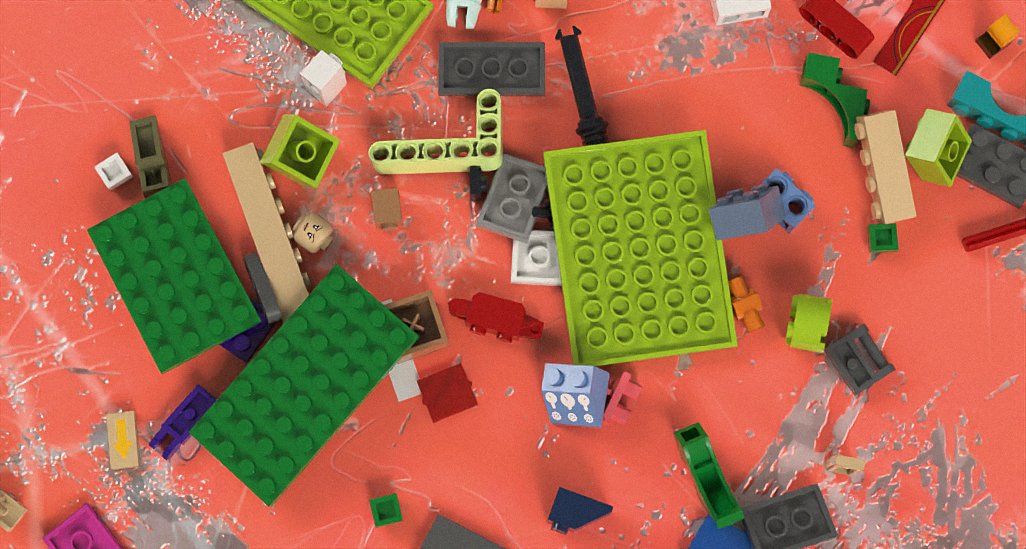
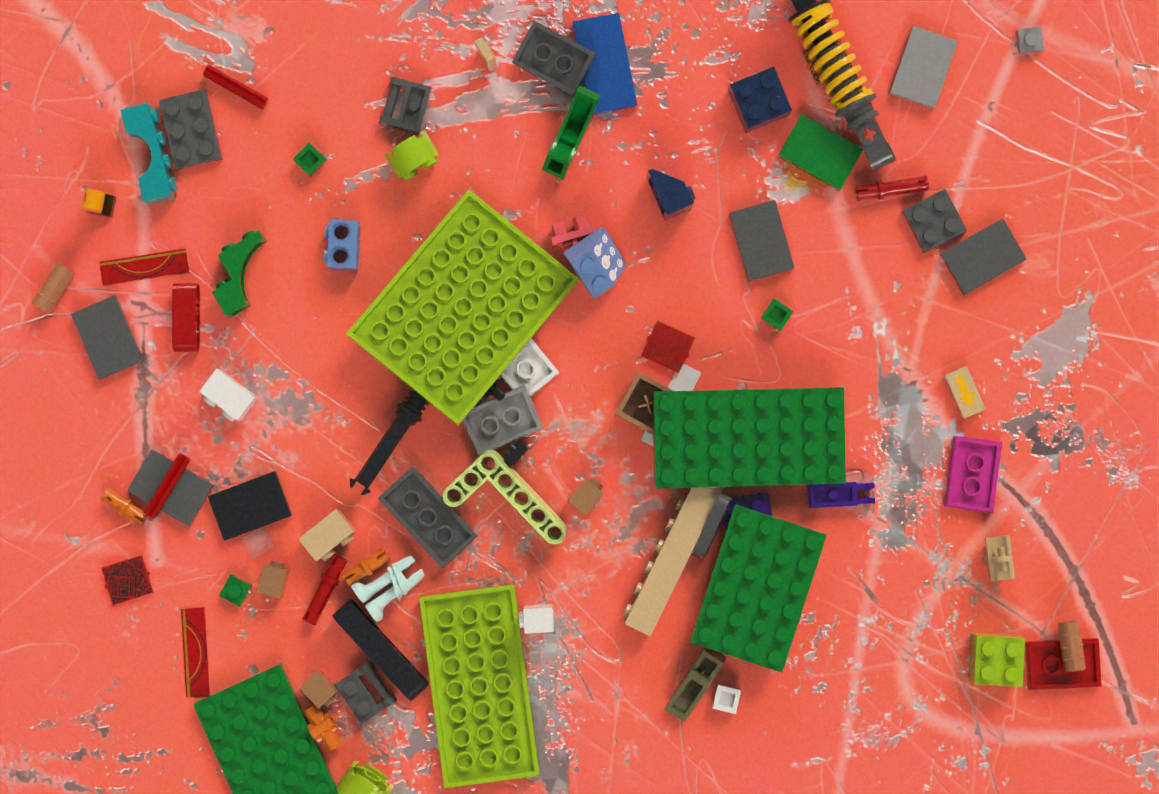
camera: 130 degrees left, 10 degrees up
(123, 440) = (887, 522): tan tile -> none
(300, 151) = (602, 586): lime brick -> none
(313, 232) = (646, 528): tan head -> none
(497, 317) = (590, 358): red hinge -> none
(745, 304) = (435, 208): orange axle -> none
(747, 212) = (377, 257): sand blue brick -> none
(885, 167) = (261, 197): tan brick -> none
(938, 147) = (217, 174): lime brick -> none

